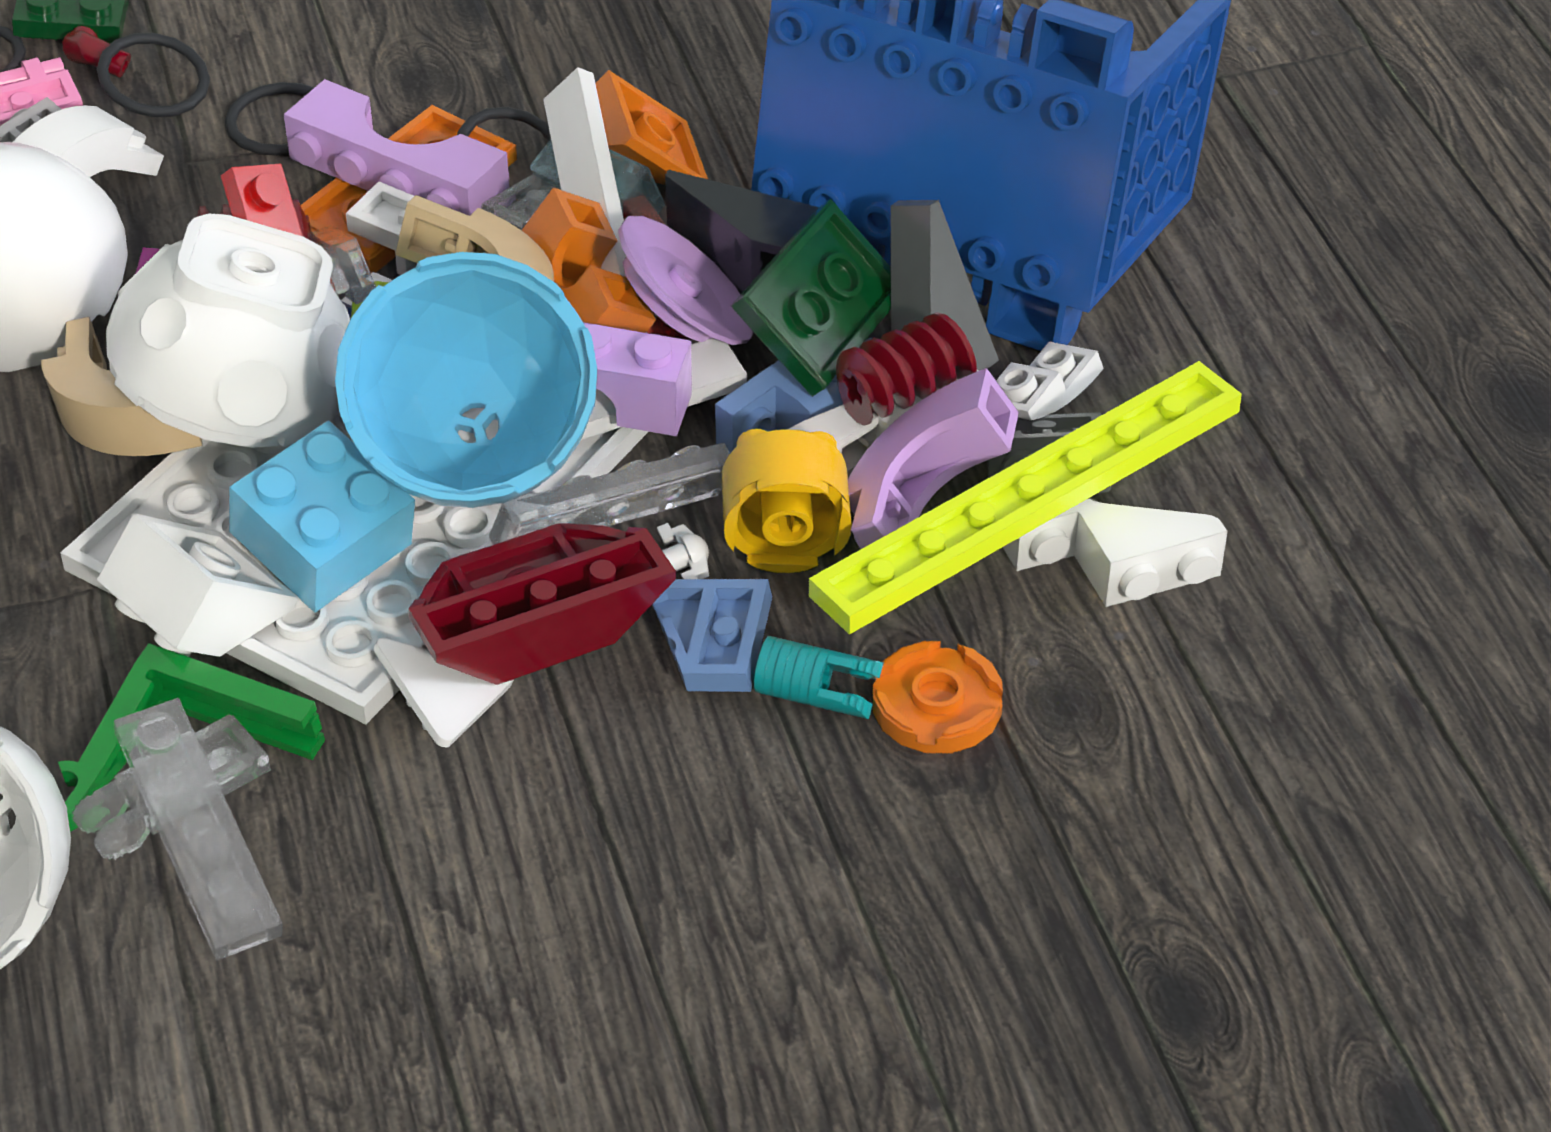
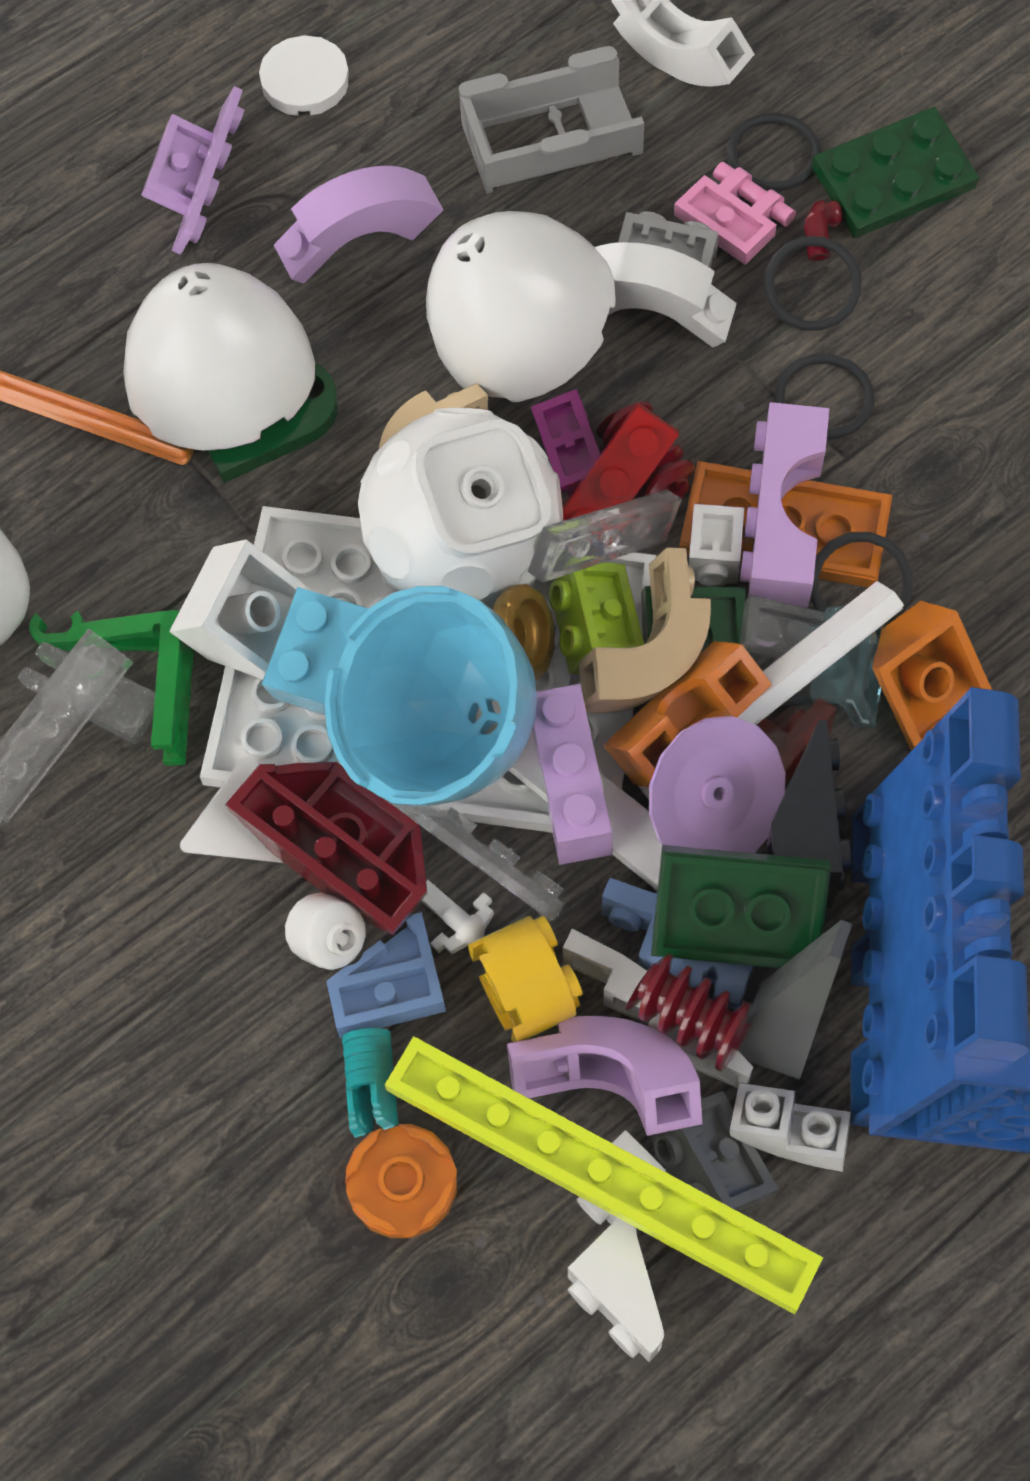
camera: 70 degrees right, 20 degrees up
(626, 649) = (325, 931): none -> white head

